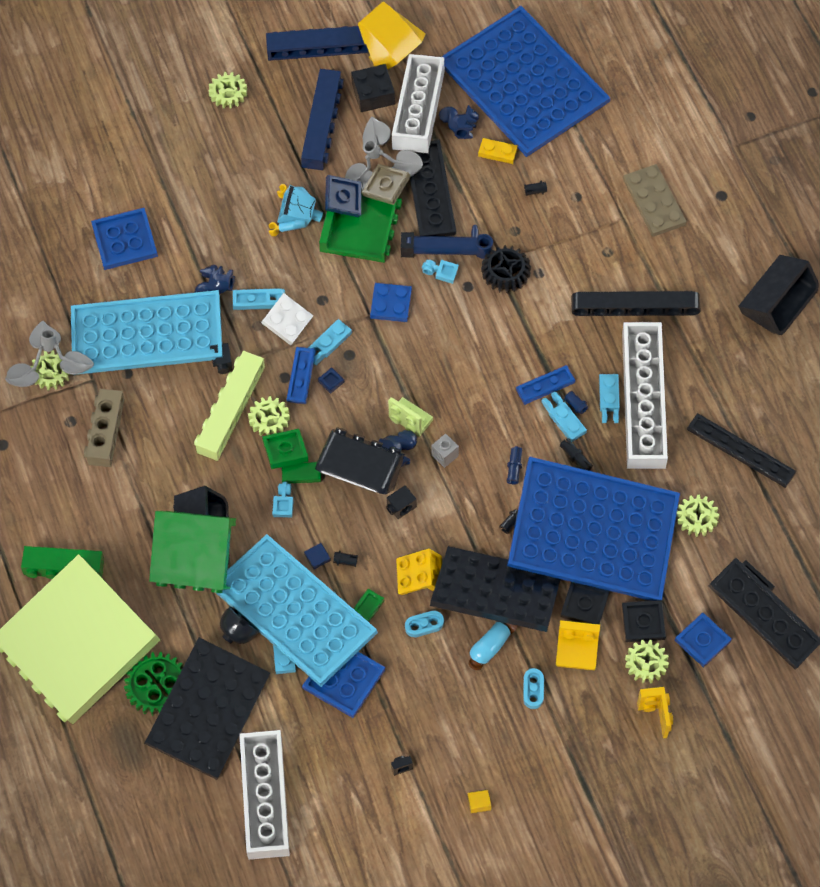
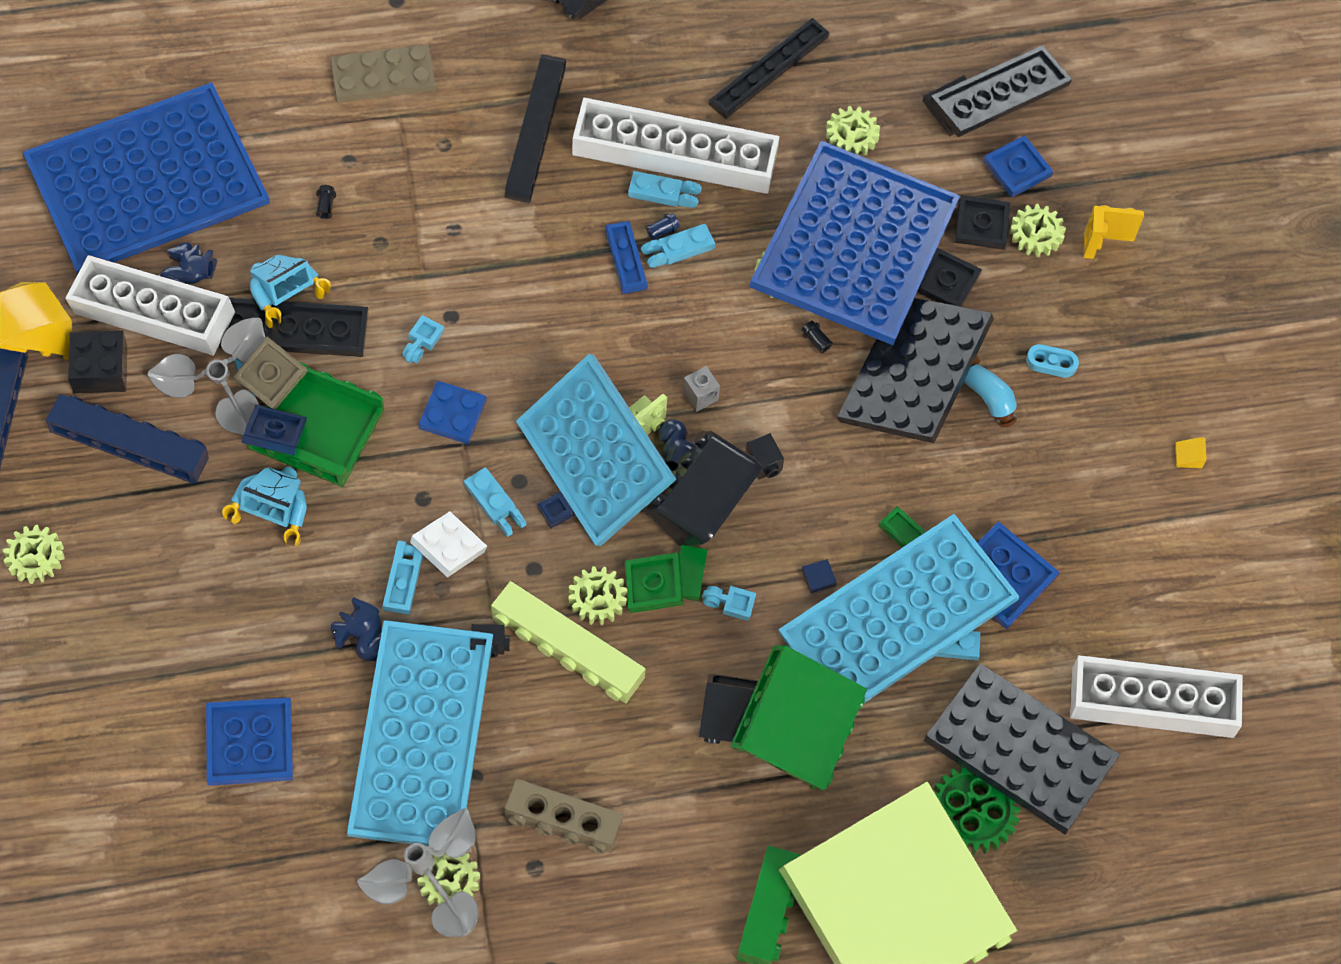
camera: 85 degrees left, 0 degrees up
(236, 627) = (913, 690): black cylinder -> none
(301, 375) = (542, 543): blue tile -> none
(345, 559) = (831, 543): black pin -> none
(371, 387) = (595, 450): none -> medium azure plate
(401, 764) = (1134, 529): black plate -> none
(418, 571) = (870, 459): yellow bracket -> none
(424, 625) = (943, 467): medium azure plate -> none
(446, 245) = (372, 364): dark blue piece -> none
(460, 172) = (279, 280): none -> medium azure torso
(497, 151) = (249, 234): yellow plate -> none
(499, 276) = (427, 265): black gear -> none
(514, 465) = (737, 315): dark blue axle -> none
(575, 455) = (739, 243): black pin -> none
(577, 645) = (1006, 299): yellow bracket -> none

